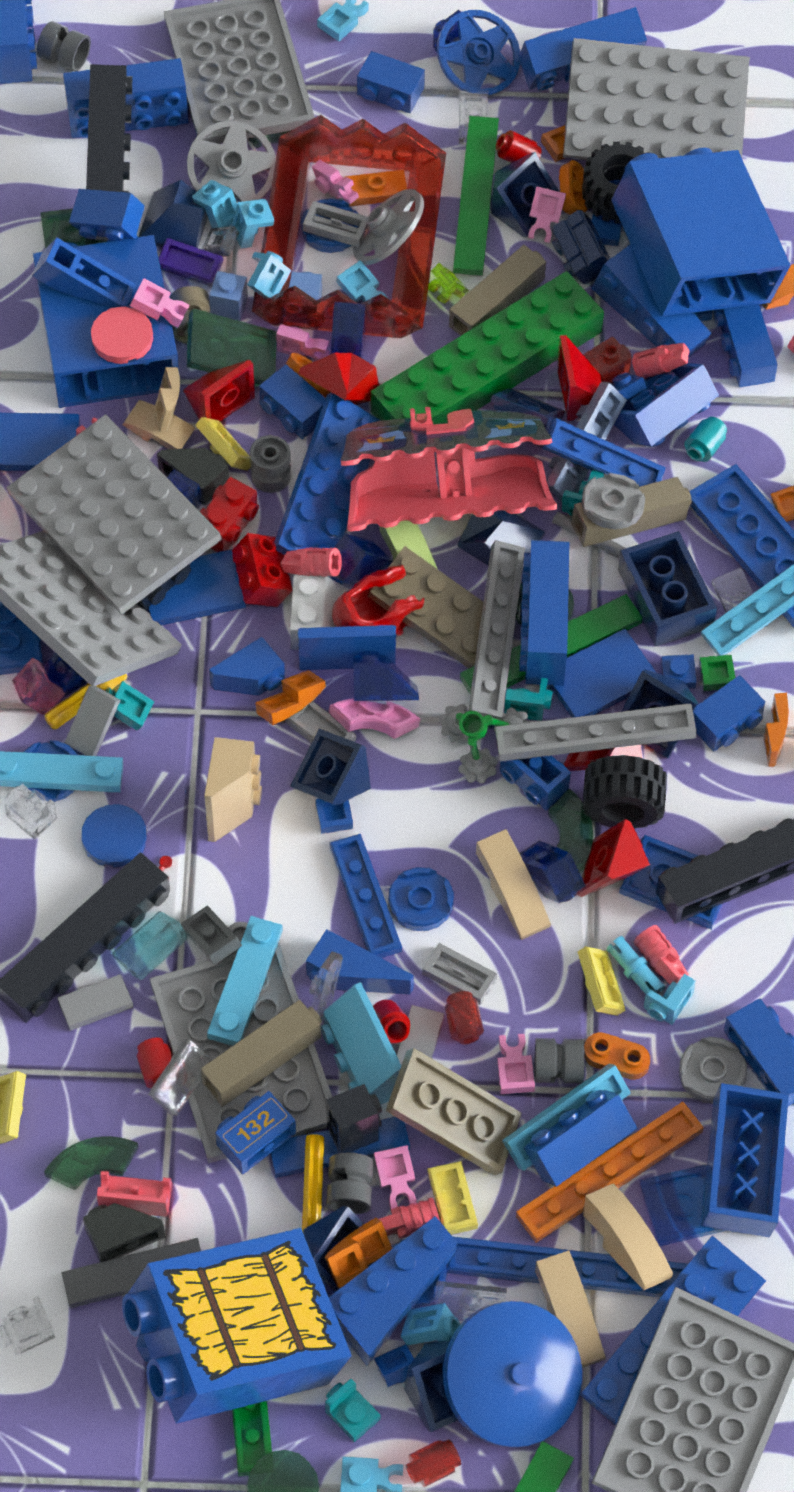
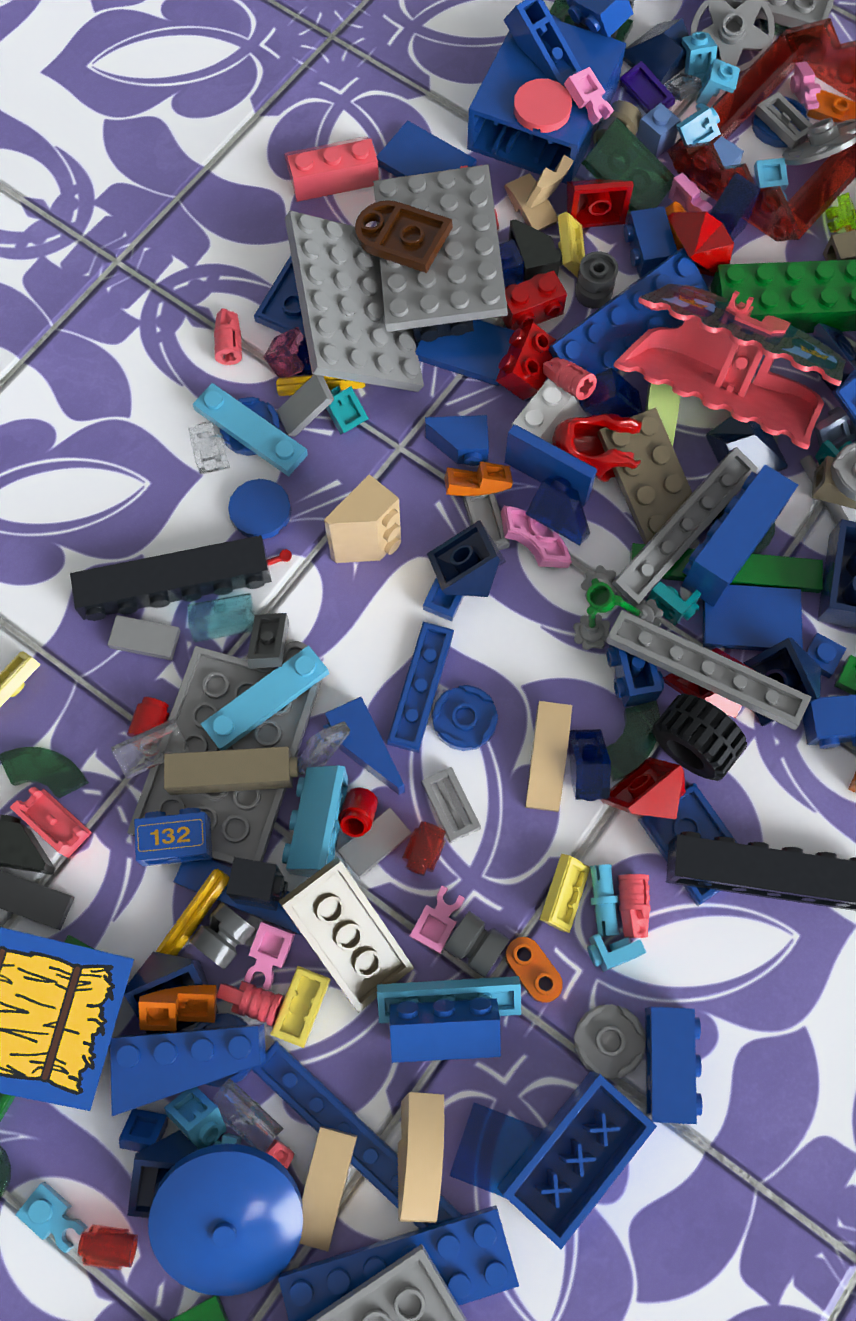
camera: 35 degrees right, 10 degrees up
(77, 520) = (403, 233): none -> reddish brown tile
(350, 1410) = (80, 1143): teal bracket -> none
(615, 1166) = (453, 1077): orange plate -> none

